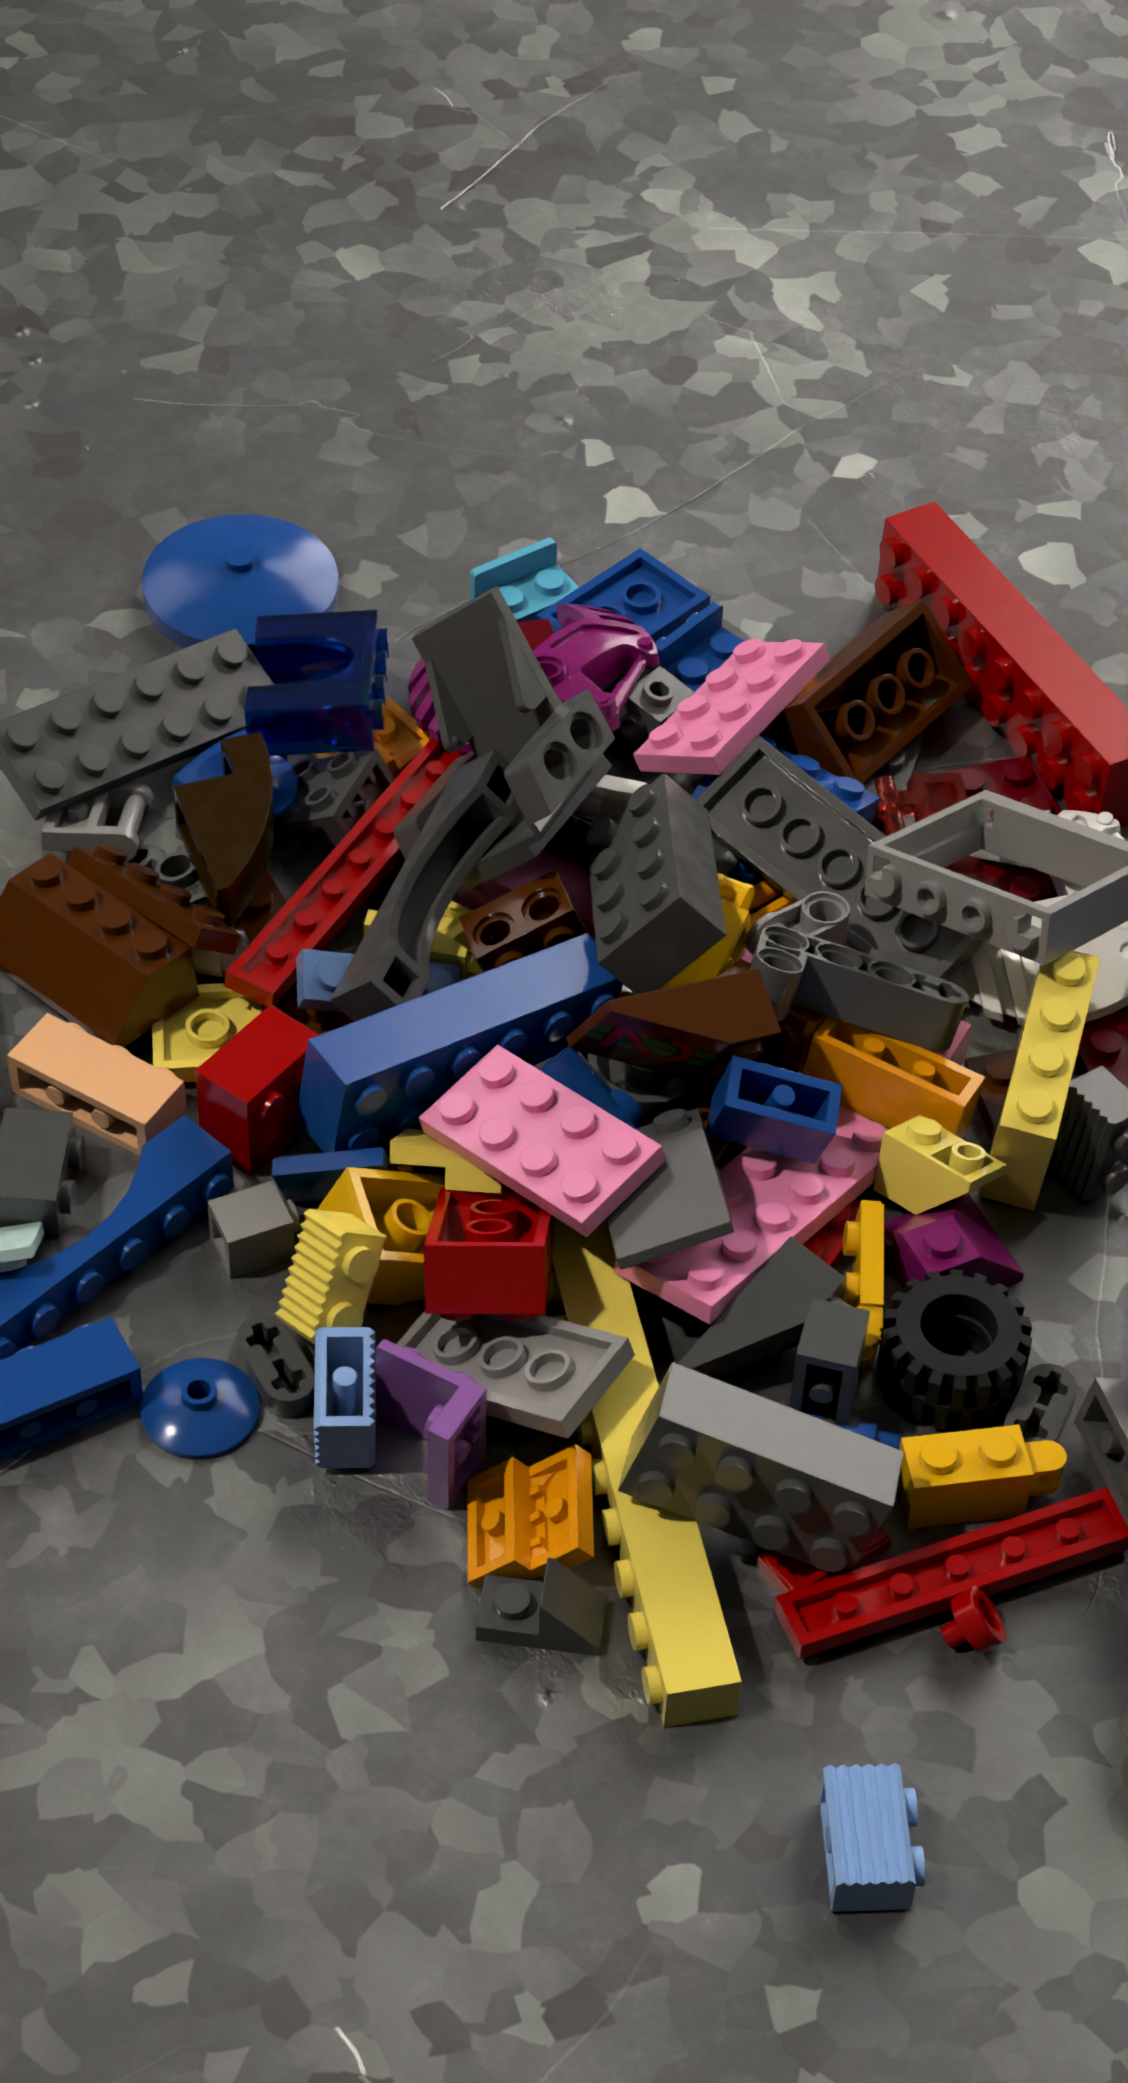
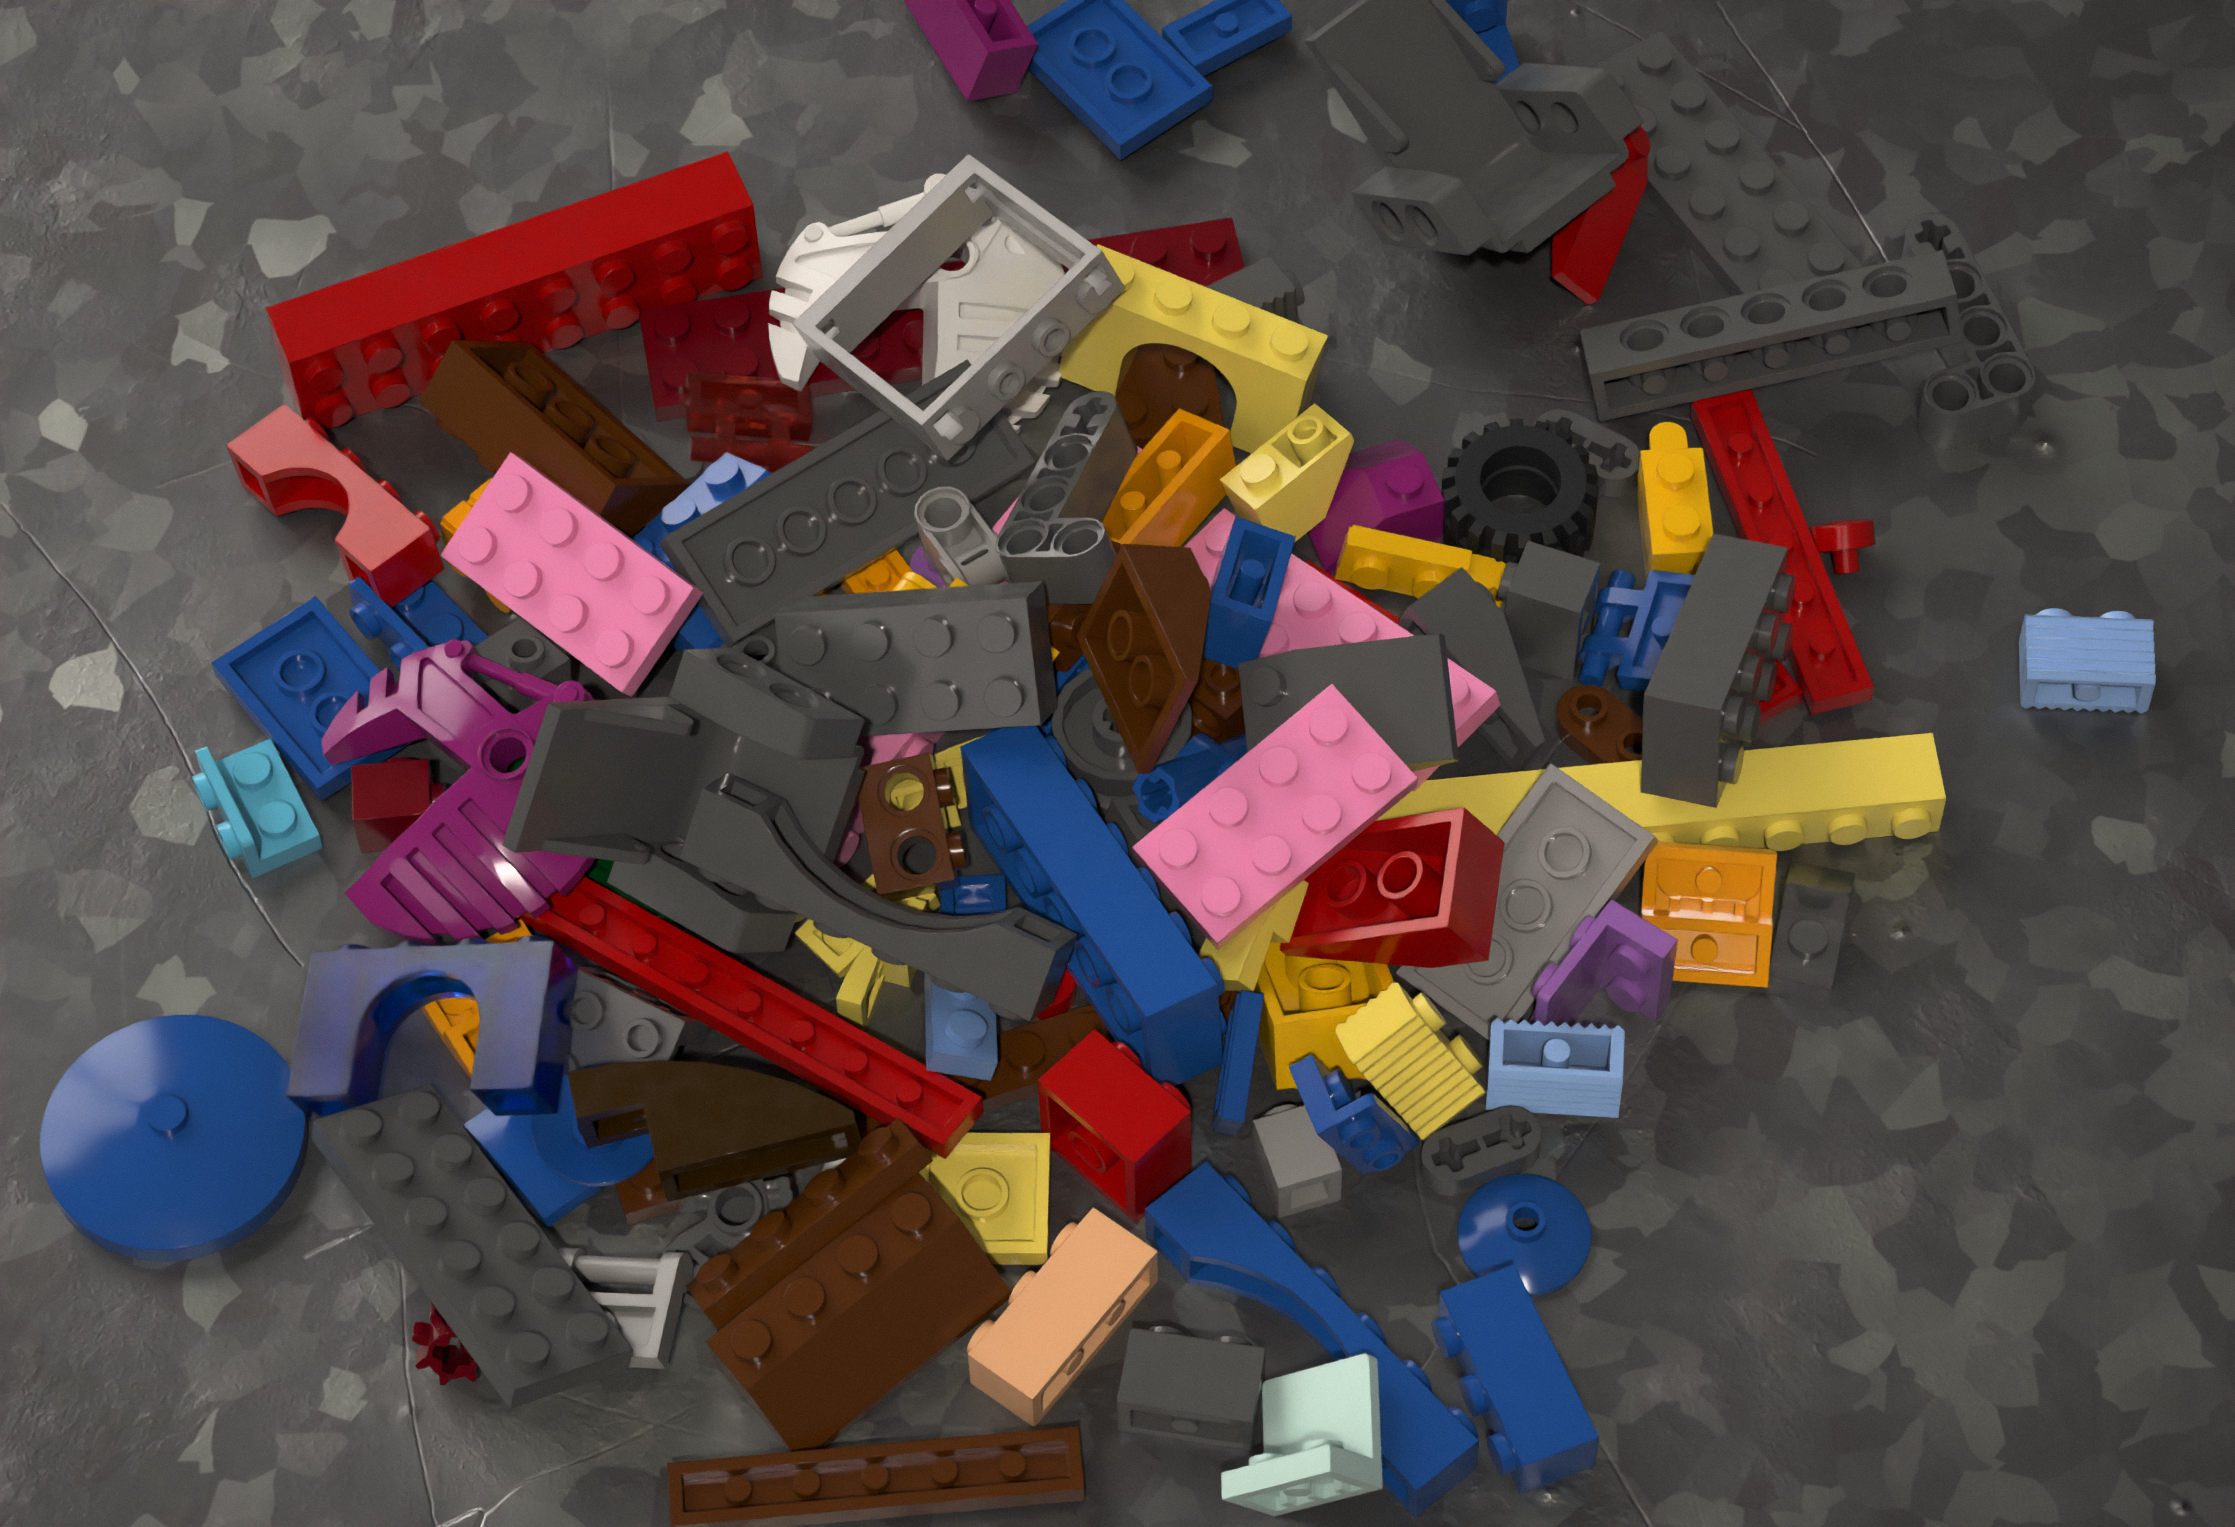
camera: 80 degrees left, 10 degrees up
(268, 1232) = (1352, 1122): none -> blue bracket
(825, 574) = (296, 467): none -> arch

